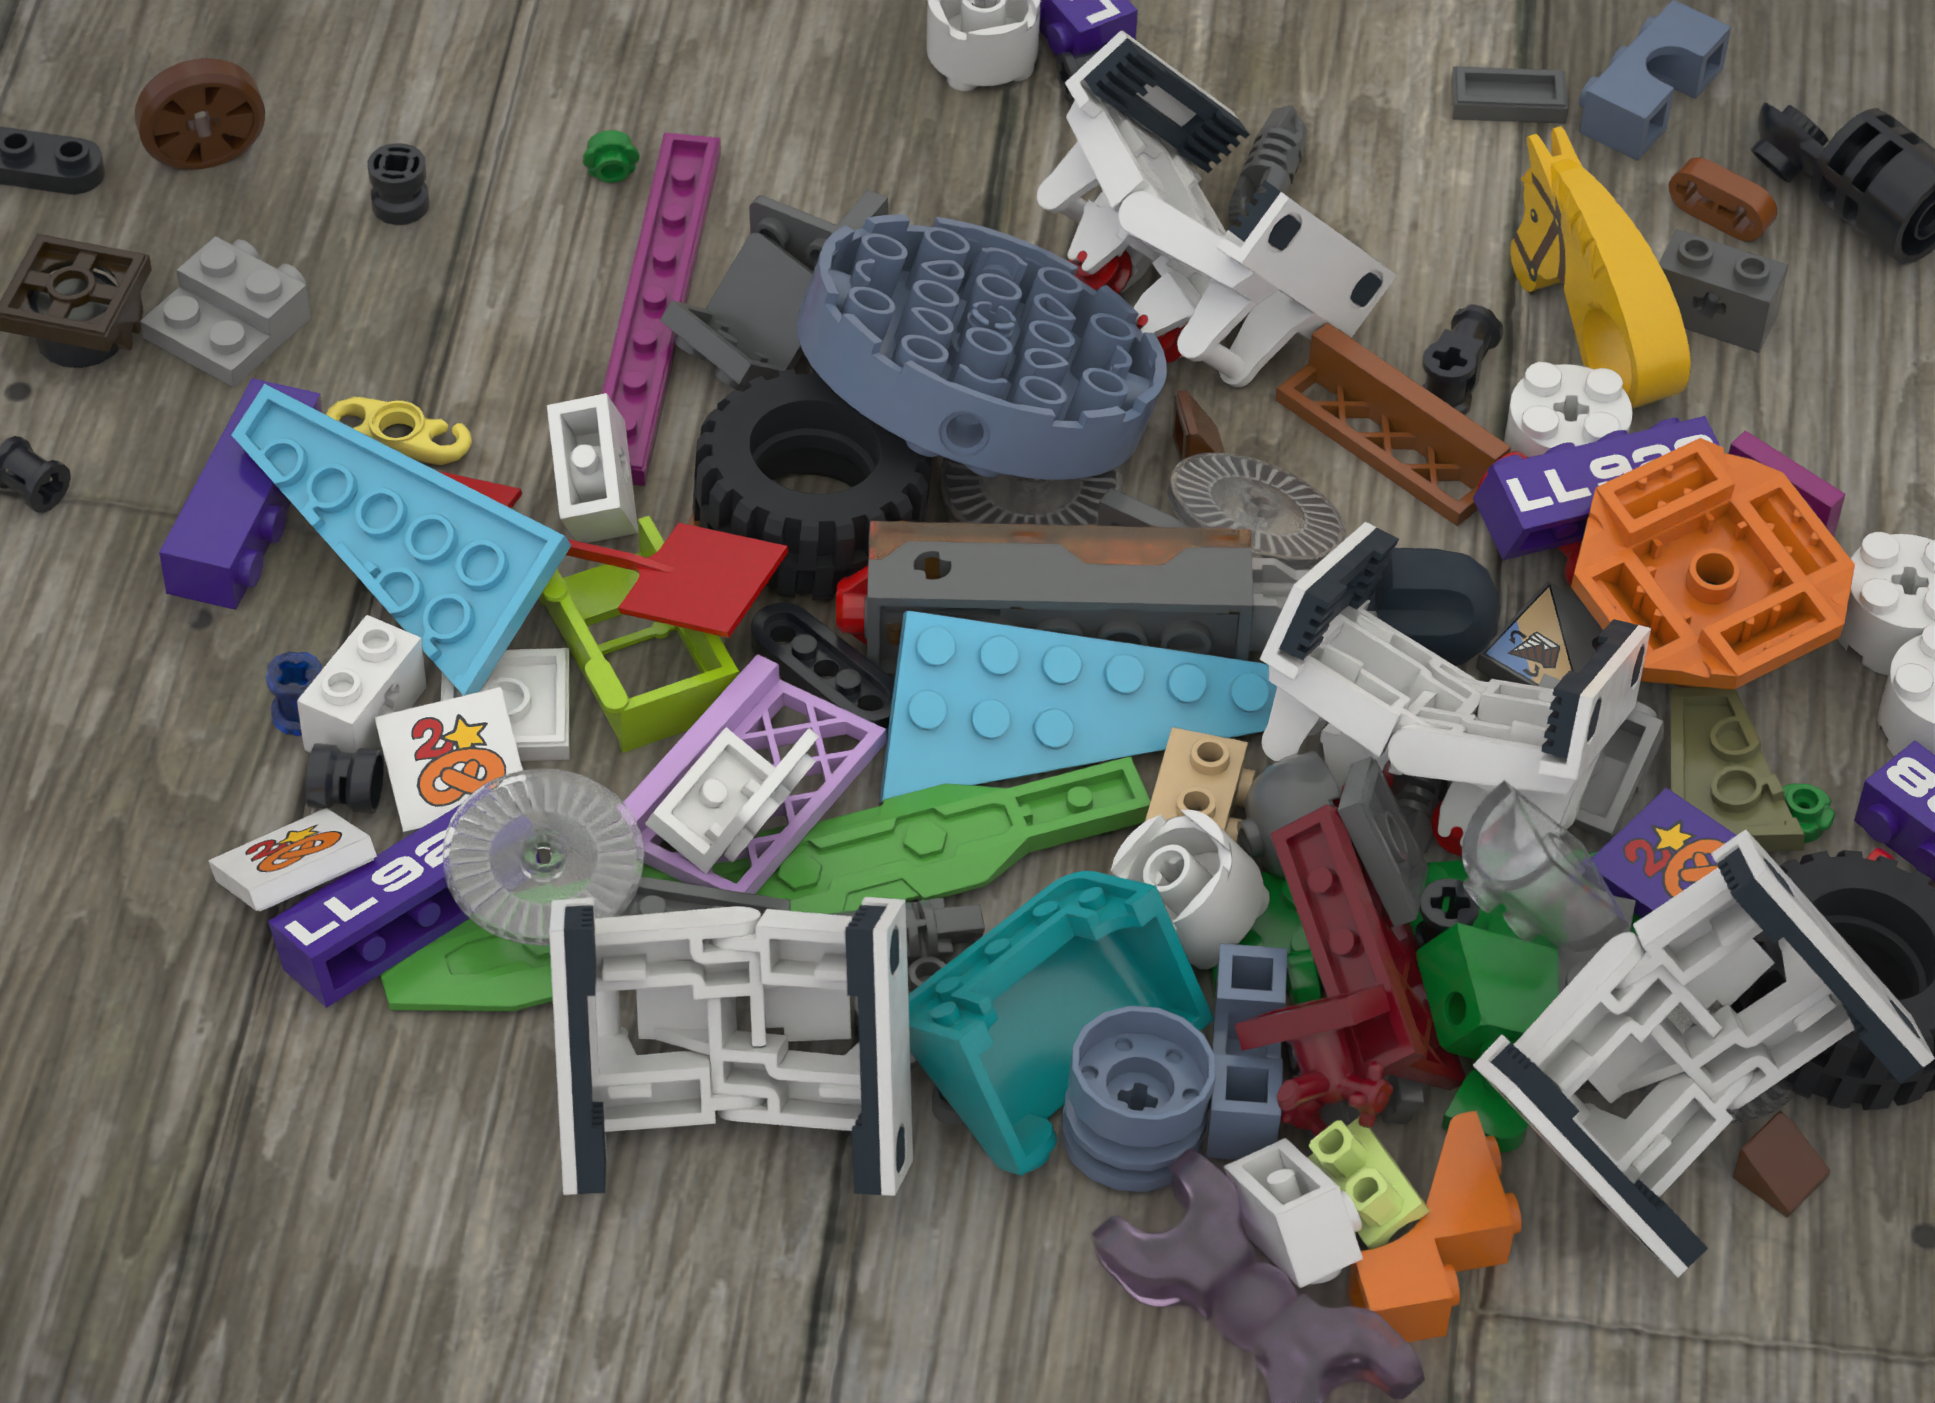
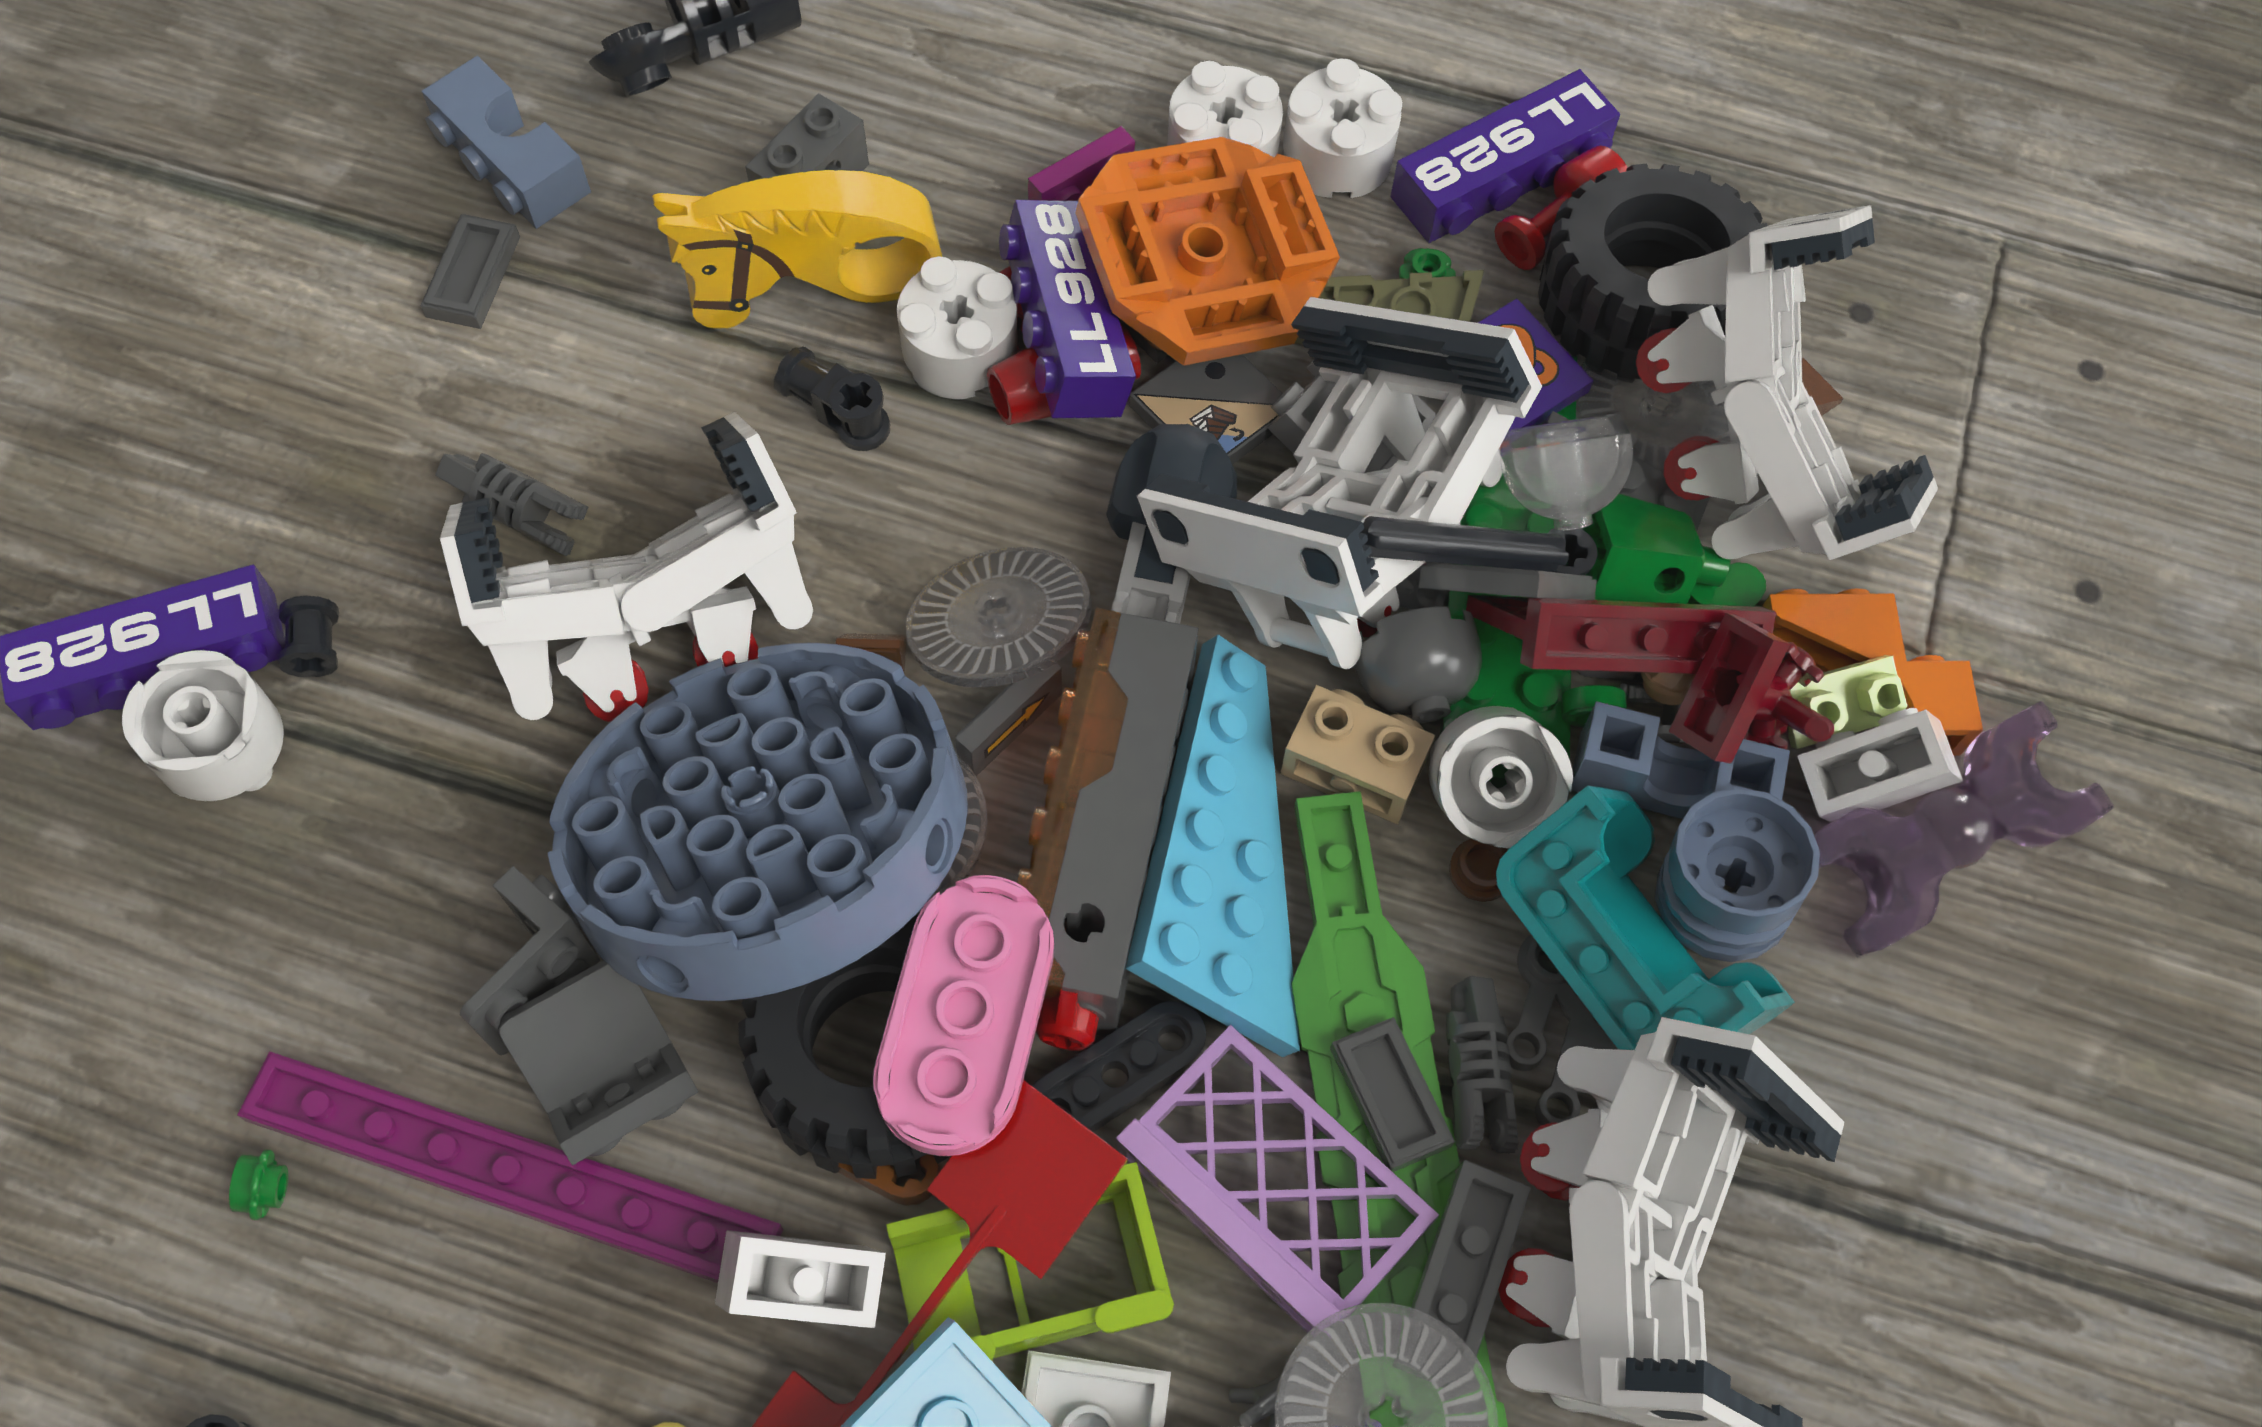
camera: 80 degrees left, 15 degrees up
(727, 798) = (1349, 1186): white bracket -> none
(826, 493) = (964, 1016): none -> bright pink tile
(848, 858) = (1391, 1095): none -> dark grey tile
(1388, 762) = (1464, 544): none -> black axle
(1407, 420) = (890, 456): dark orange fence -> none
(1723, 199) = (683, 132): dark orange beam -> none

